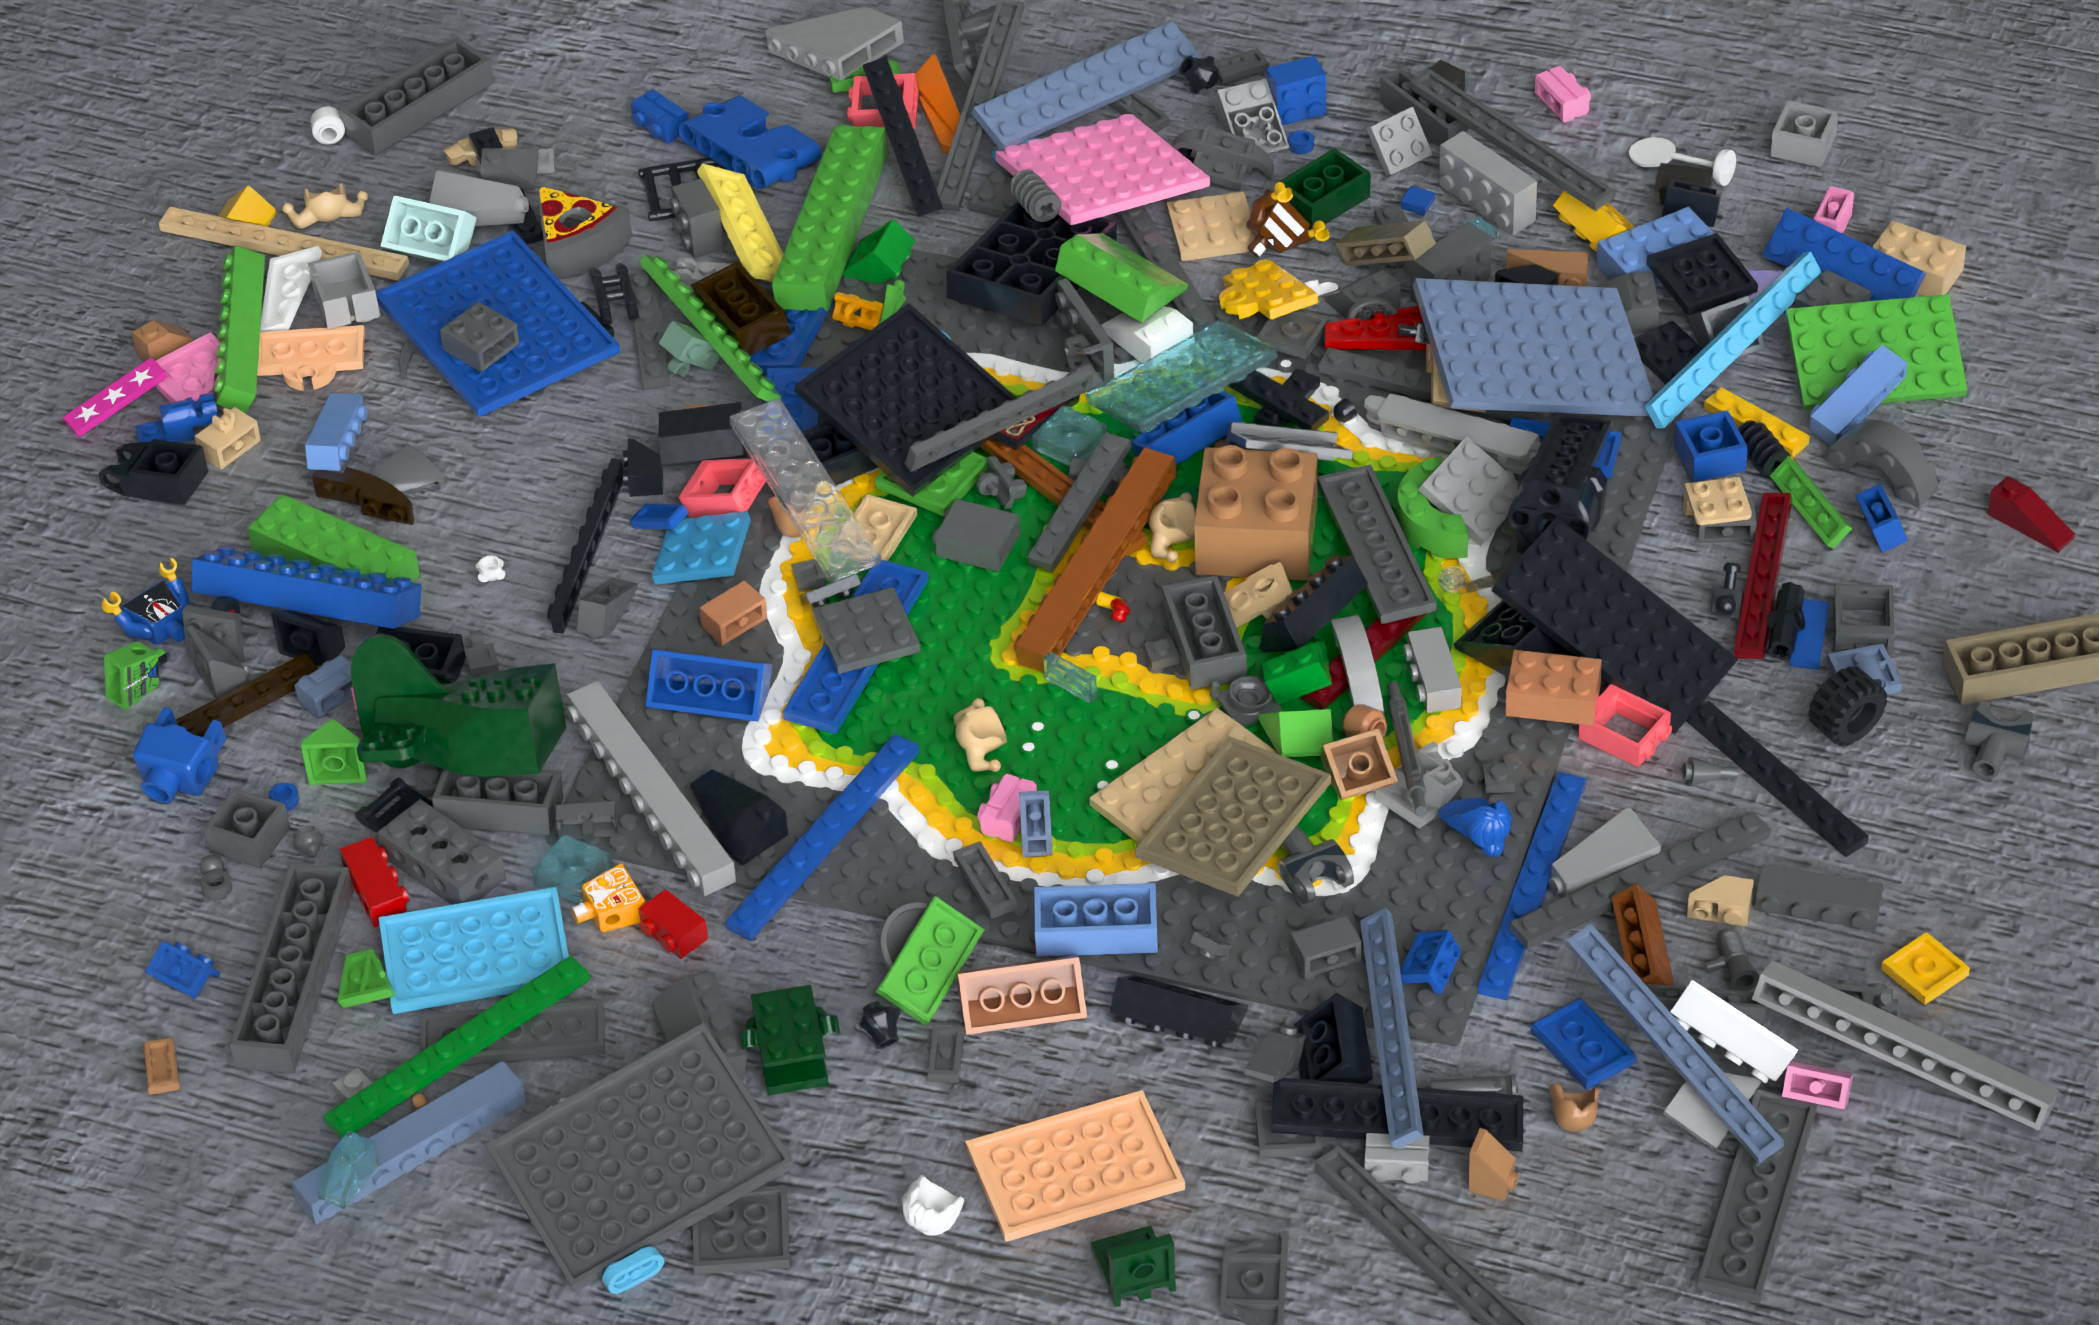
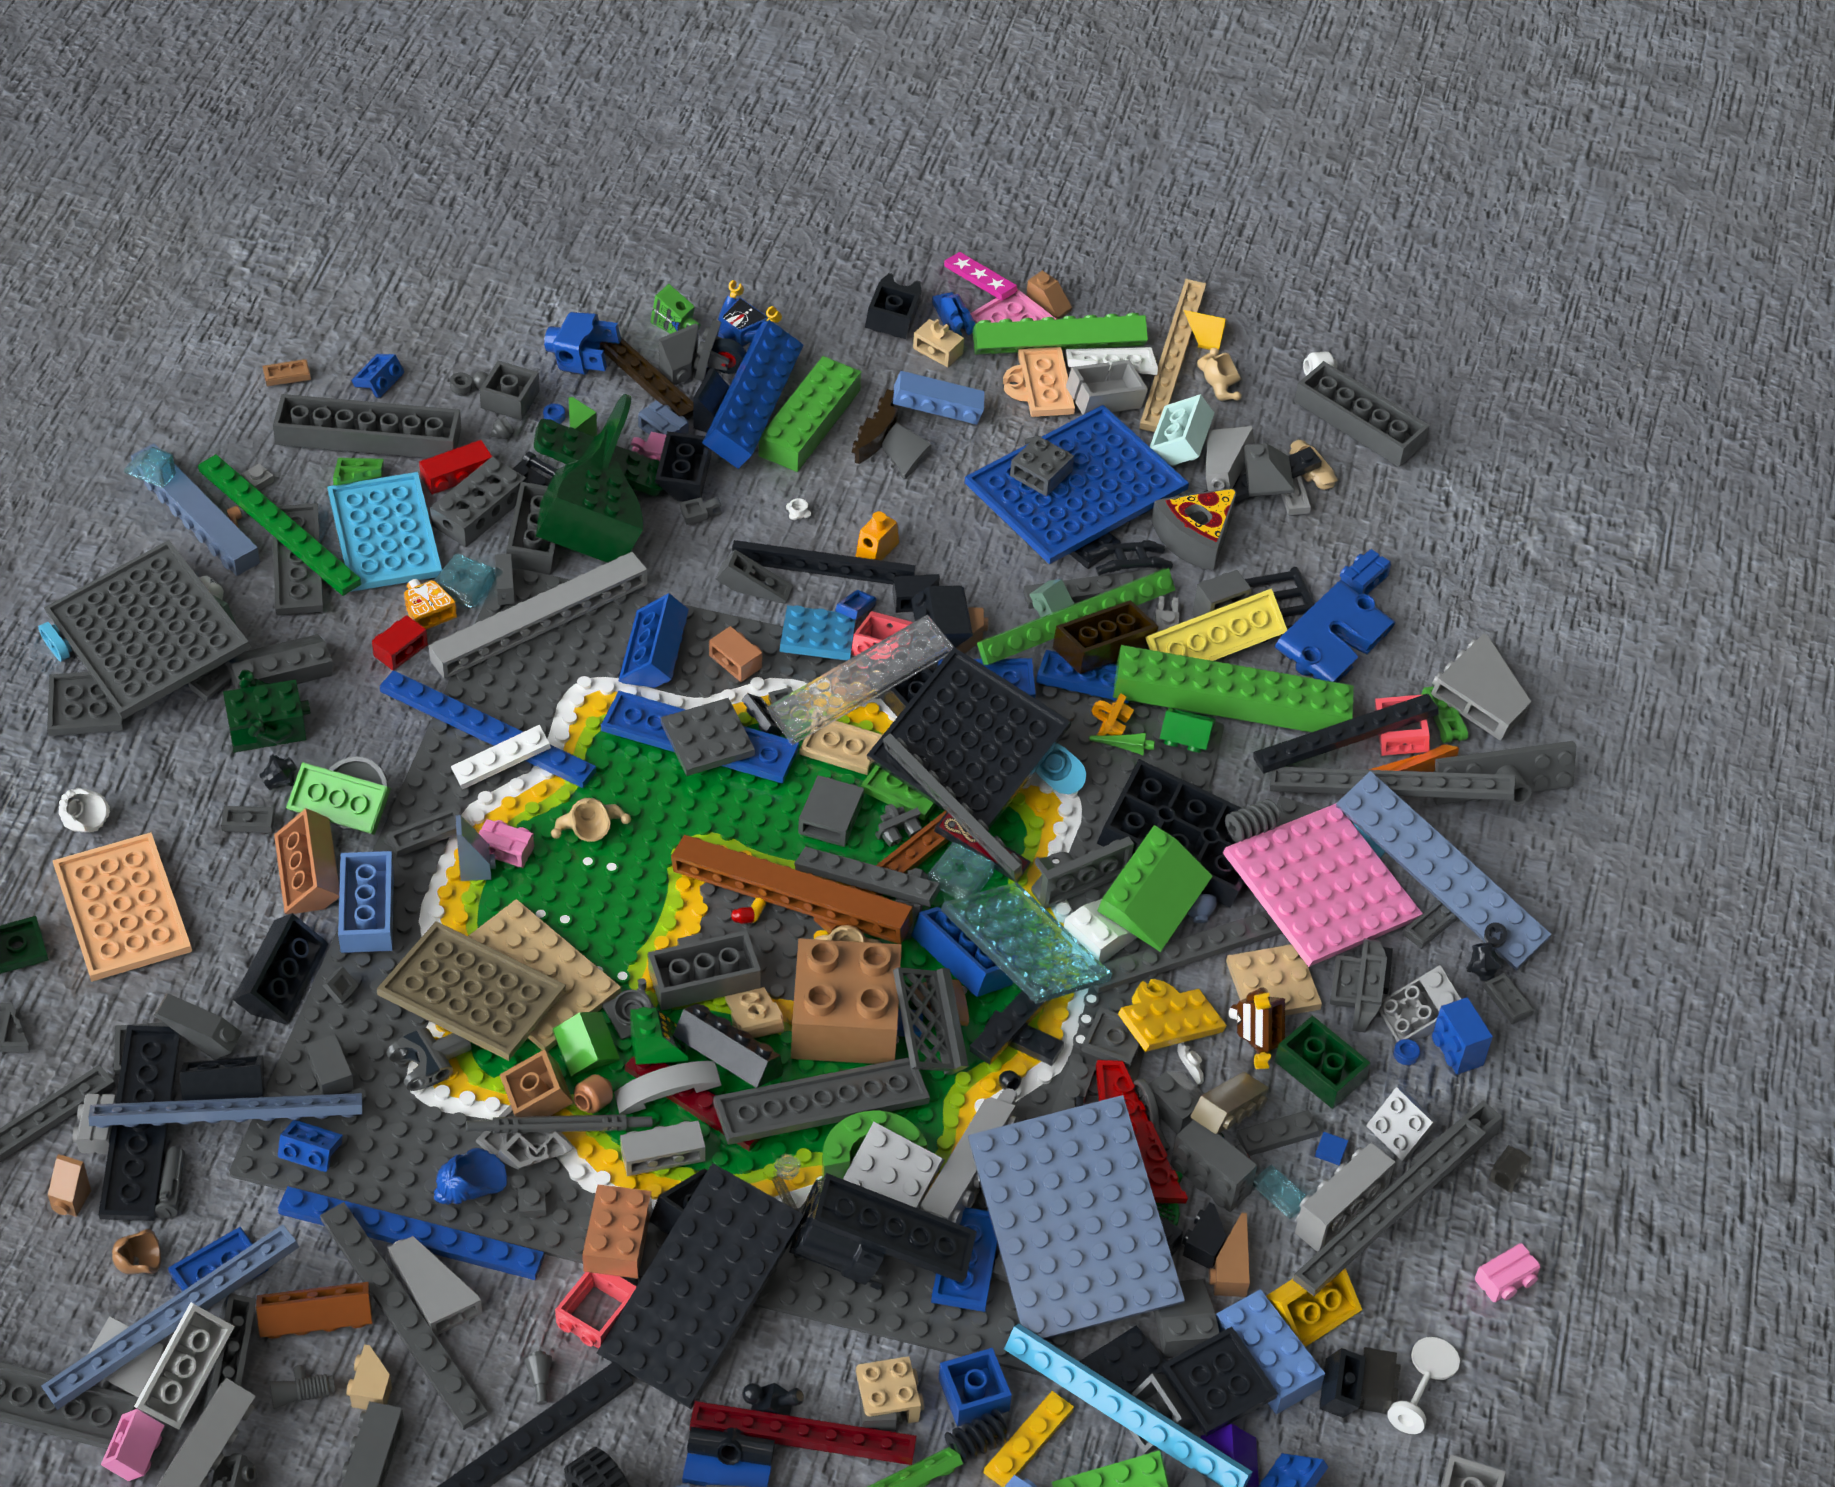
camera: 80 degrees right, 5 degrees up
(560, 493) = (877, 537): none -> light orange torso
(740, 815) = (507, 676): black wedge -> none
(879, 813) = (500, 757): none -> white plate
(1070, 677) = (652, 885): clear light blue plate -> none
(1175, 51) = (1496, 927): none -> black bush

